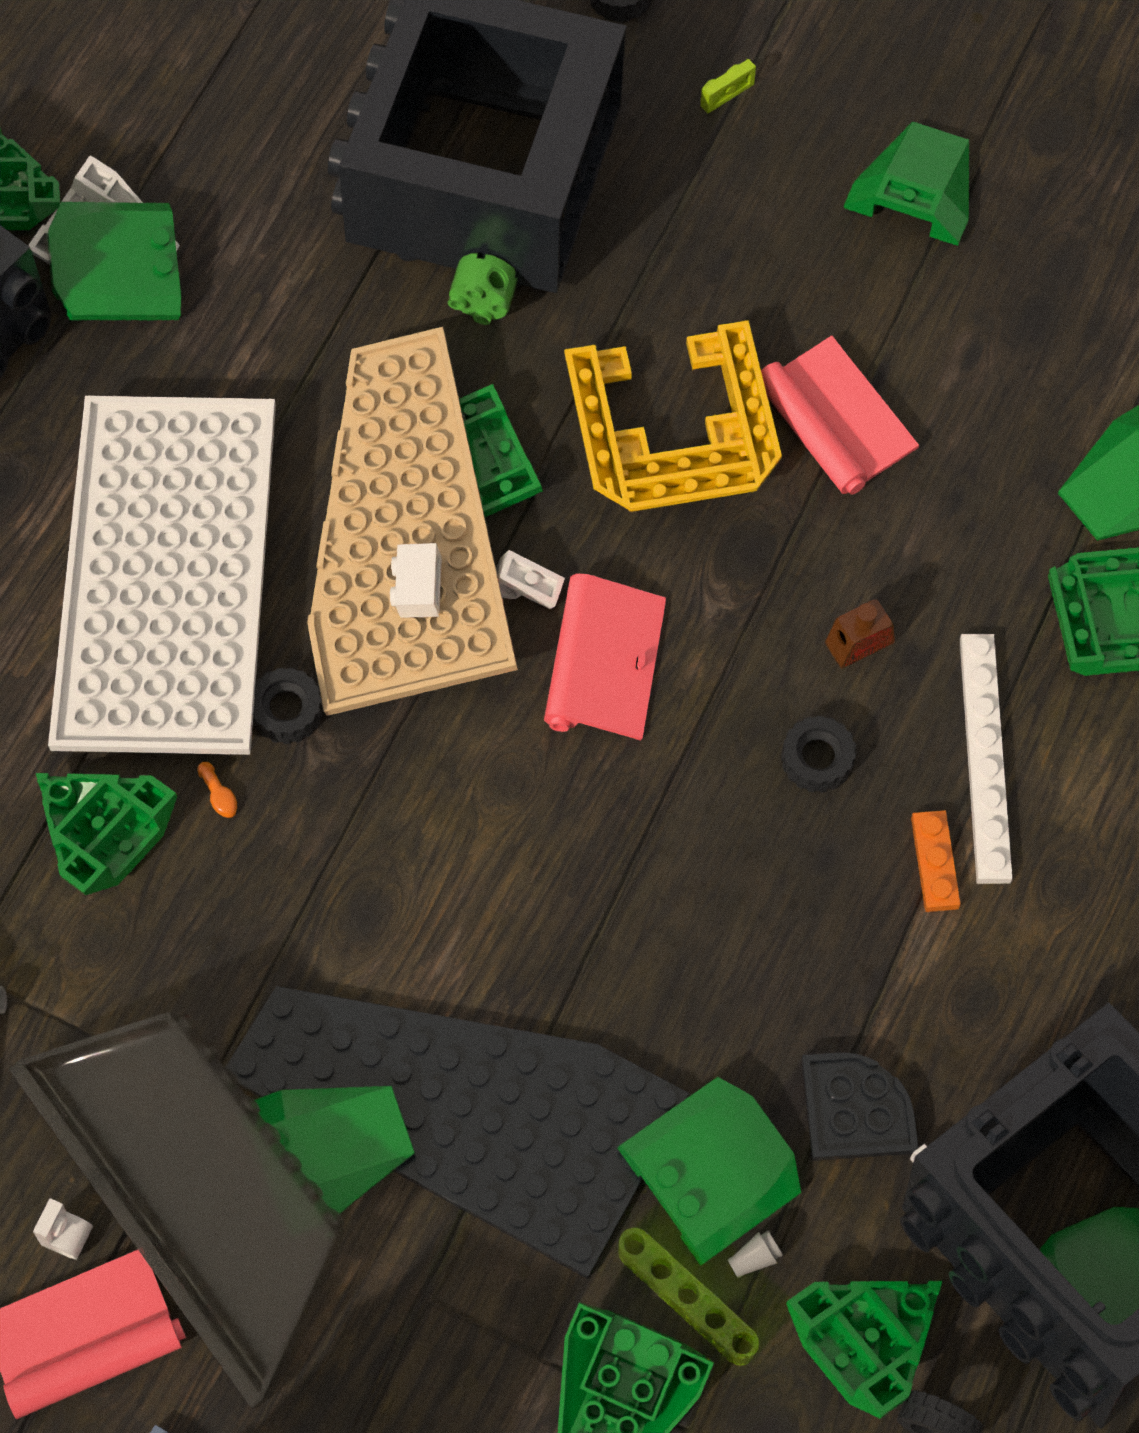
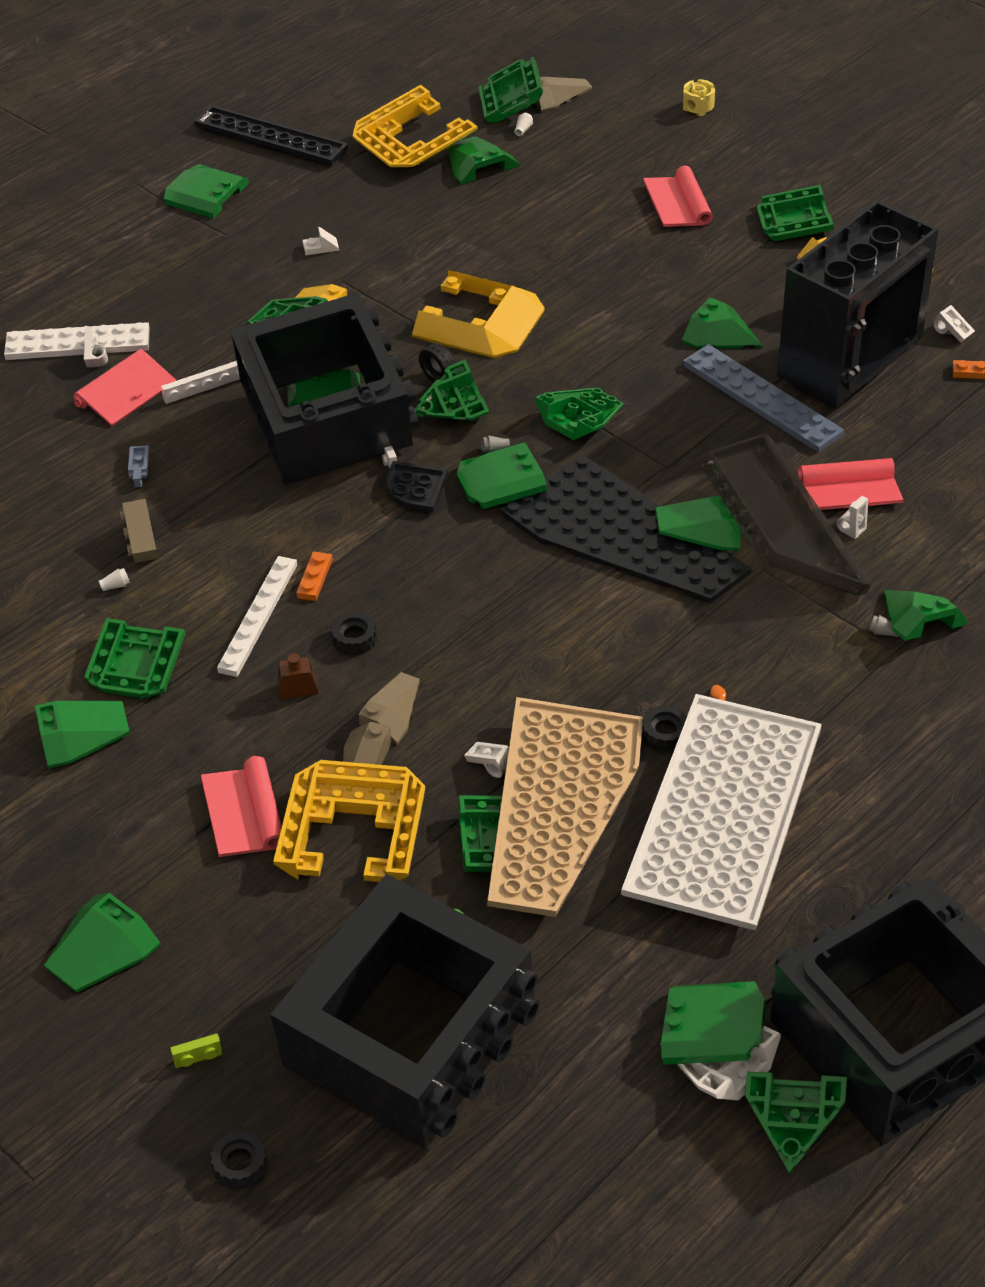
camera: 160 degrees left, 20 degrees down
(103, 824) = (798, 683): green wedge -> none
(417, 580) = (561, 750): white piece -> none
(597, 655) = (458, 709): coral door -> none
(692, 1313) = (536, 436): clear neon green beam -> none
(700, 629) = (392, 706): none -> dark tan wedge
(710, 546) = (368, 744): none -> dark tan wedge

